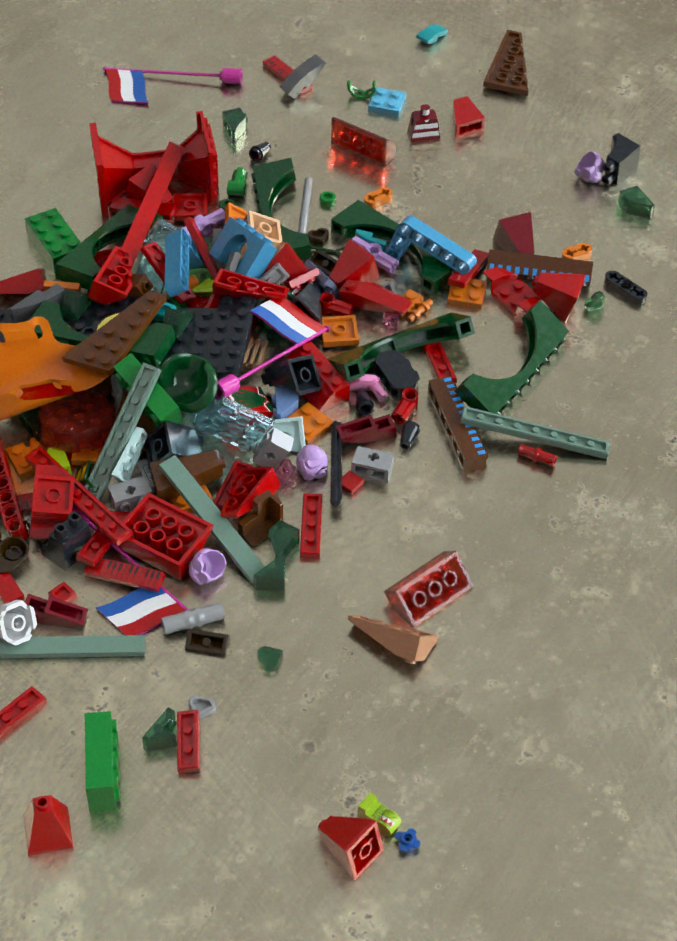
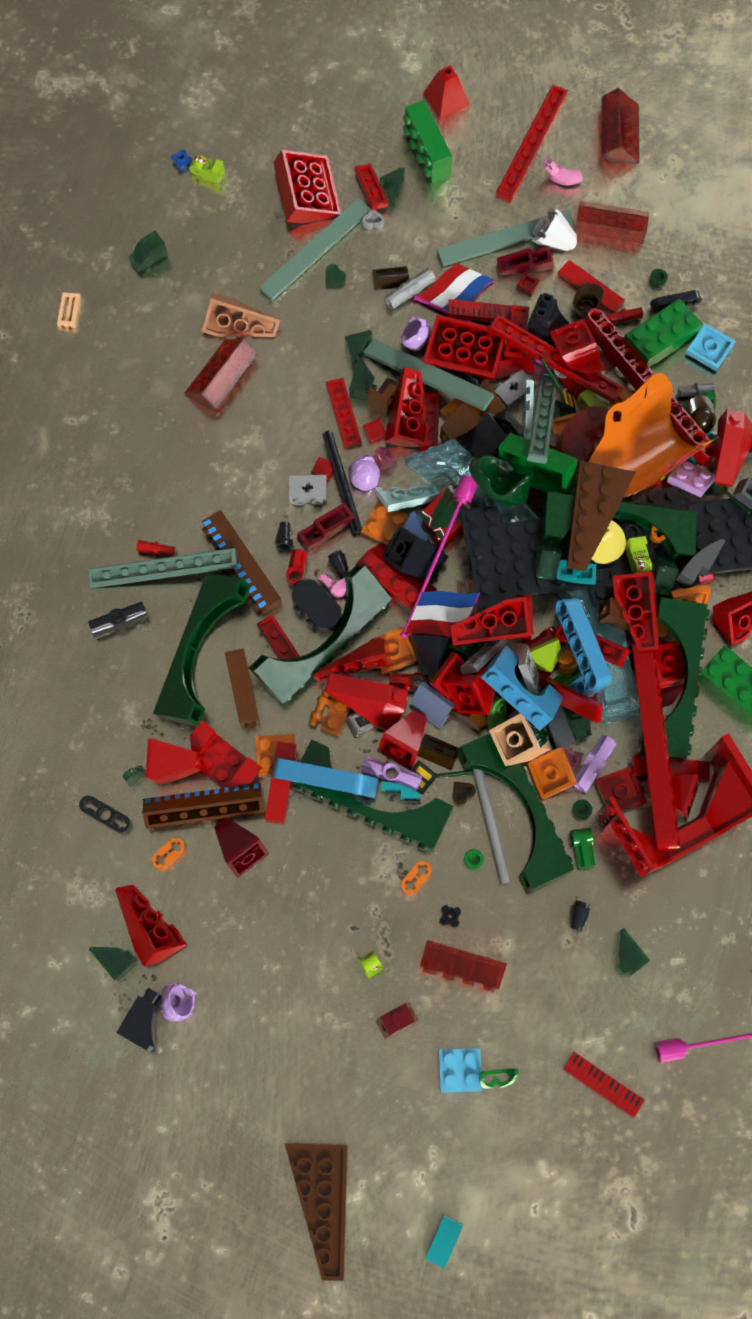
camera: 165 degrees right, 25 degrees up
(93, 311) = (638, 555): none -> lime leg
(265, 759) = (306, 186): none -> red slope
(272, 448) = (395, 464): light grey brick -> none
(279, 692) = (314, 250): none -> sand green tile
(288, 500) = (374, 430): none -> red tile
(302, 76) = (577, 1064): dark grey slope -> none
(352, 842) = (223, 138): red slope -> none
(360, 172) = (455, 912): none -> black plate
(372, 318) = (366, 657): none -> red wedge
(432, 154) = (371, 965): none -> lime leg
(466, 117) = (352, 1063): red slope -> none
(476, 730) = (148, 251): none -> clear green slope
(483, 333) = (242, 688): none -> reddish brown slope
(579, 714) = (67, 322): none -> light nougat tile
(586, 408) = (106, 623): none -> black piece
(603, 212) = (149, 932): none -> red wedge

